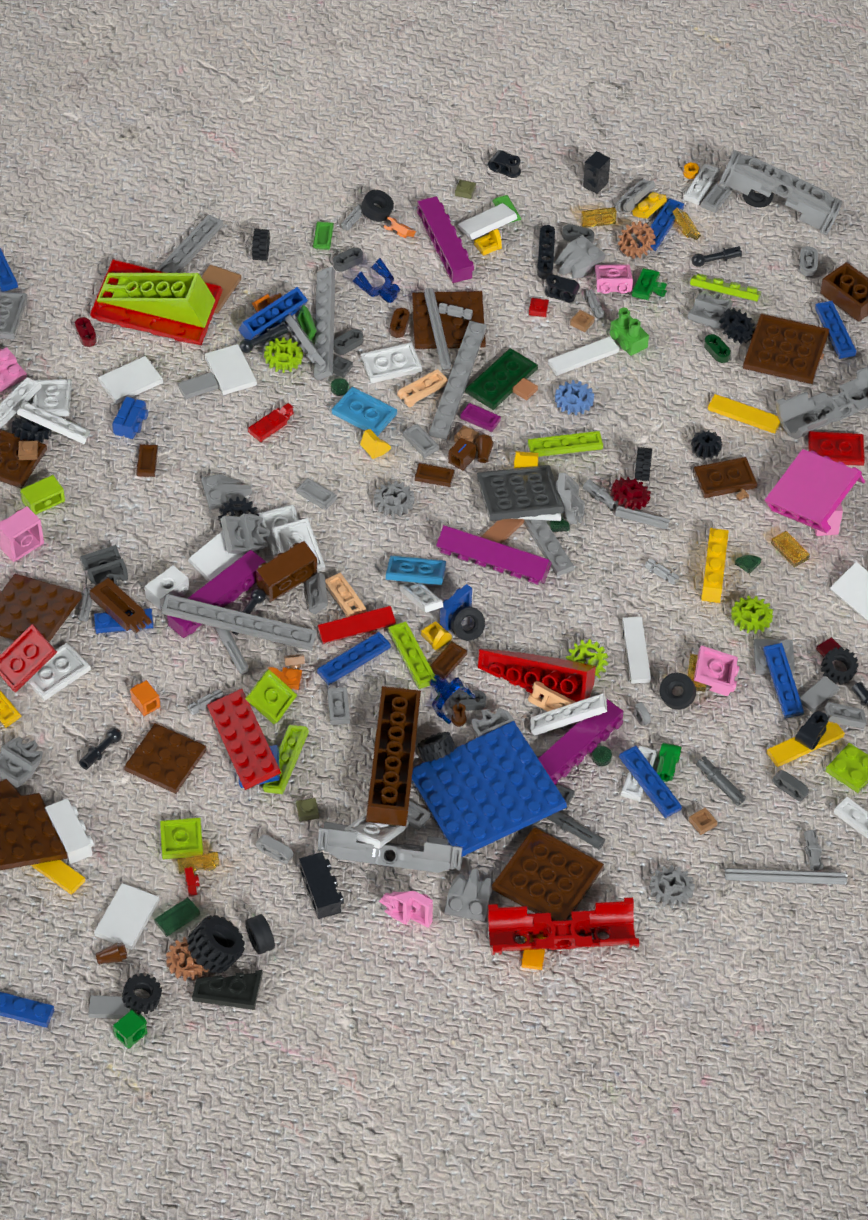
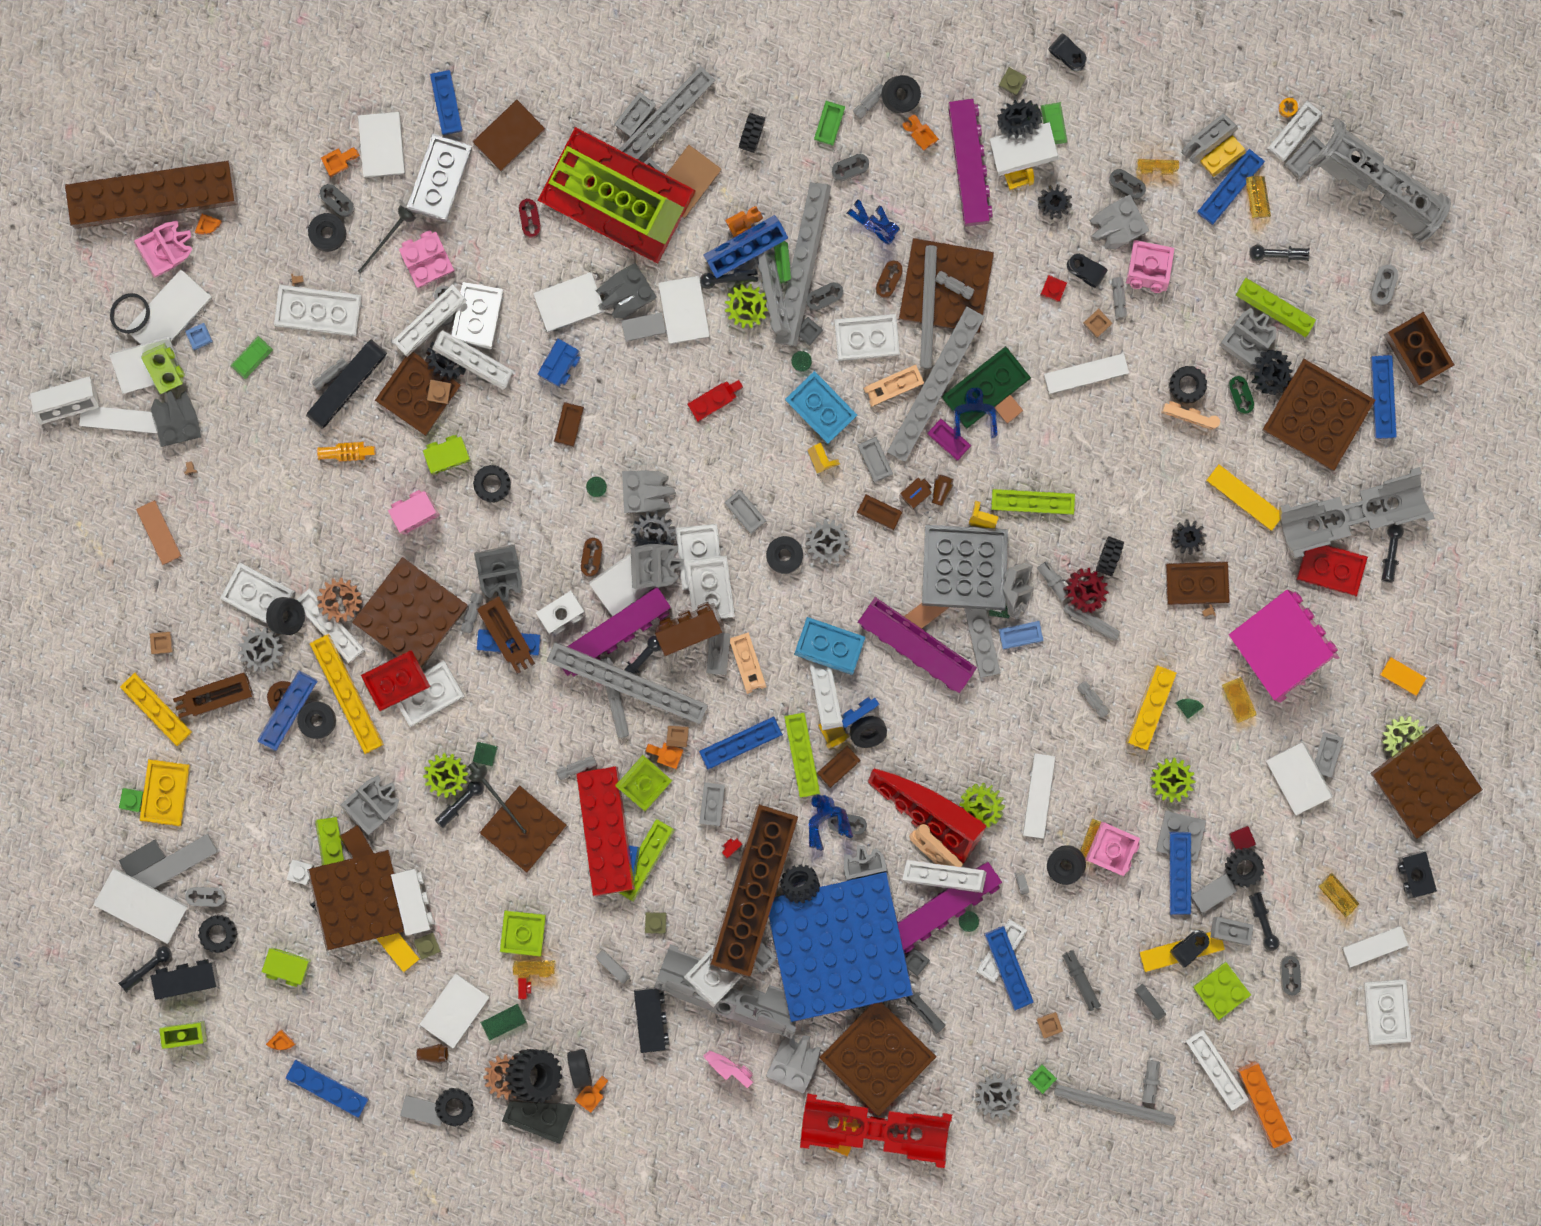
camera: 10 degrees right, 35 degrees up
(57, 283) = (509, 135): none -> reddish brown tile
(83, 726) = (448, 766): none -> lime gear
(88, 517) = (486, 471): none -> black tyre
(90, 867) = (427, 945): none -> olive plate
(114, 720) = (479, 774): none -> pearl dark grey sword
(118, 707) = (485, 754): none -> clear green tile
(130, 1029) = (437, 1142): green brick -> none
(145, 698) = (513, 751): orange brick -> none
(160, 252) = (635, 114): none -> light grey plate
(178, 364) = (626, 292): none -> dark grey plate
(180, 498) = (596, 487): none -> clear green tile
(182, 546) = (596, 558): none -> reddish brown beam
(277, 962) = (591, 1095): none -> orange plate
(356, 625) = (751, 703): red tile -> none
(362, 506) = (776, 546): none -> black tyre
(365, 734) = (731, 846): none -> red plate
(459, 717) = (828, 841): reddish brown pin -> none
(467, 434) = (927, 465): medium nougat plate -> none
(478, 204) = (1019, 118): none -> black gear
(495, 384) = (972, 404): none -> clear blue piece
(522, 251) = (1051, 208): none -> black gear
(549, 252) = (1079, 202): black beam -> none
(573, 396) = (1051, 441): medium blue gear -> none
(583, 538) = (1021, 635): none -> medium blue tile
(596, 172) = (1171, 99): black brick -> none
(629, 333) = (1144, 357): bright green brick -> none
(634, 248) = (1201, 220): nougat gear -> none
(647, 284) = (1186, 283): green plate -> none
(668, 758) = (1036, 940): green piece -> none
(670, 355) = (1175, 382): none -> black tyre
(680, 366) = (1192, 416): none -> light nougat plate
(709, 865) = (1042, 1078): none -> bright green plate

